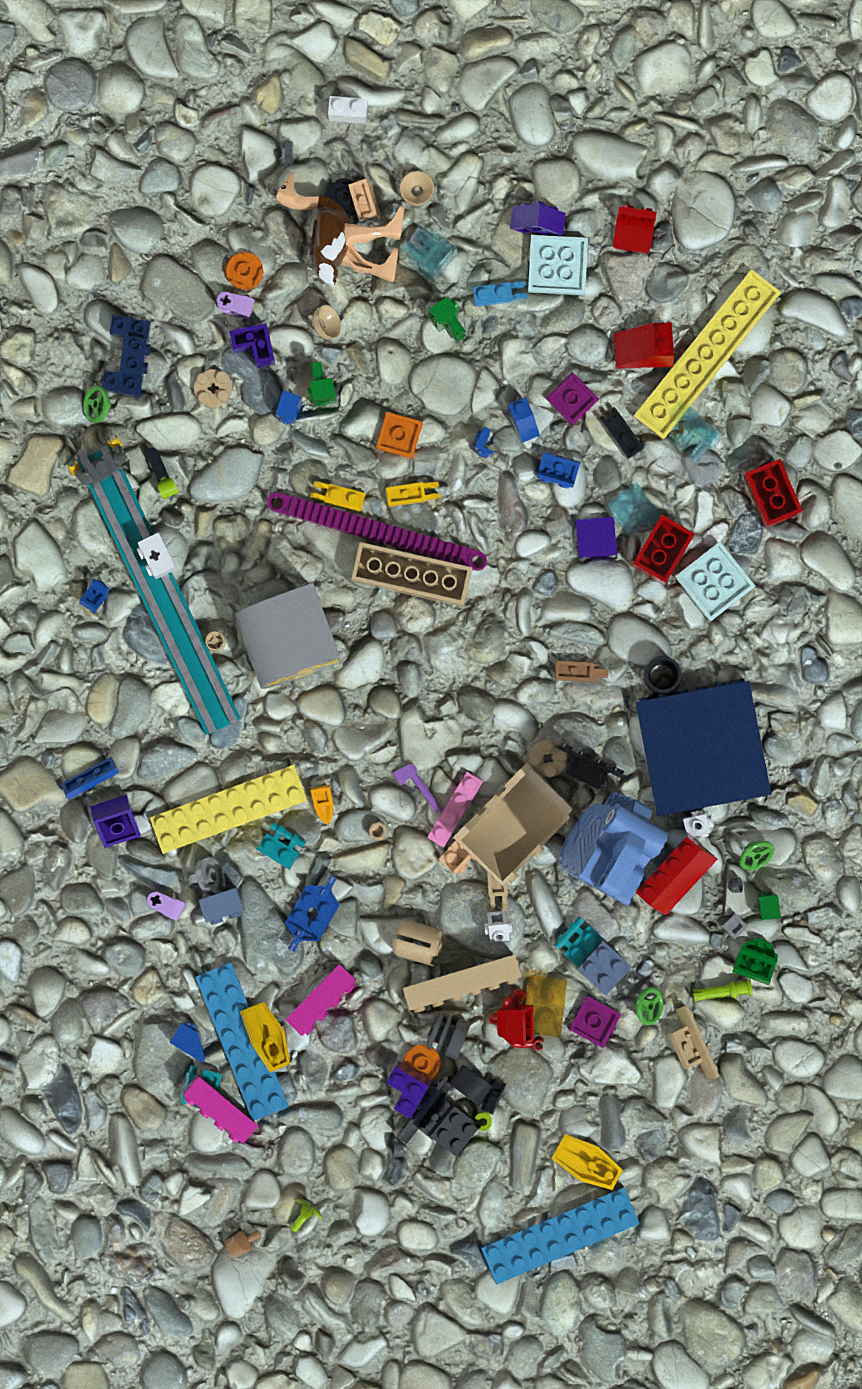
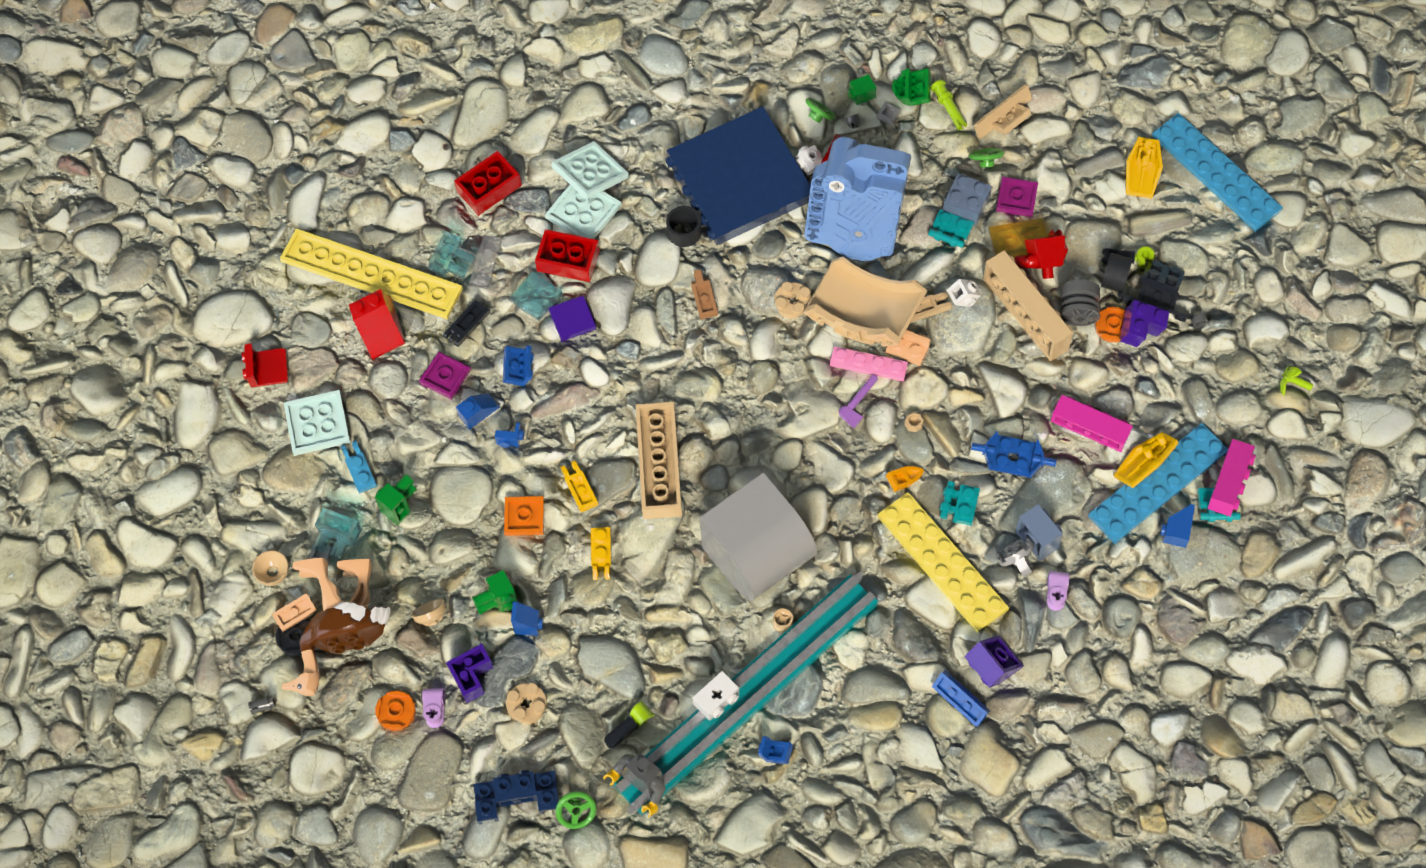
camera: 105 degrees left, 20 degrees down
(241, 1243) = (1345, 426): medium nougat piece -> none
(348, 109) = (203, 657): white brick -> none
(376, 531) = (625, 510): magenta gear -> none
(417, 952) = (1003, 341): tan cylinder -> none
(537, 218) = (275, 448): dark purple brick -> none
(587, 770) = (792, 263): black bracket -> none
(755, 599) = (590, 170): none -> light aqua plate

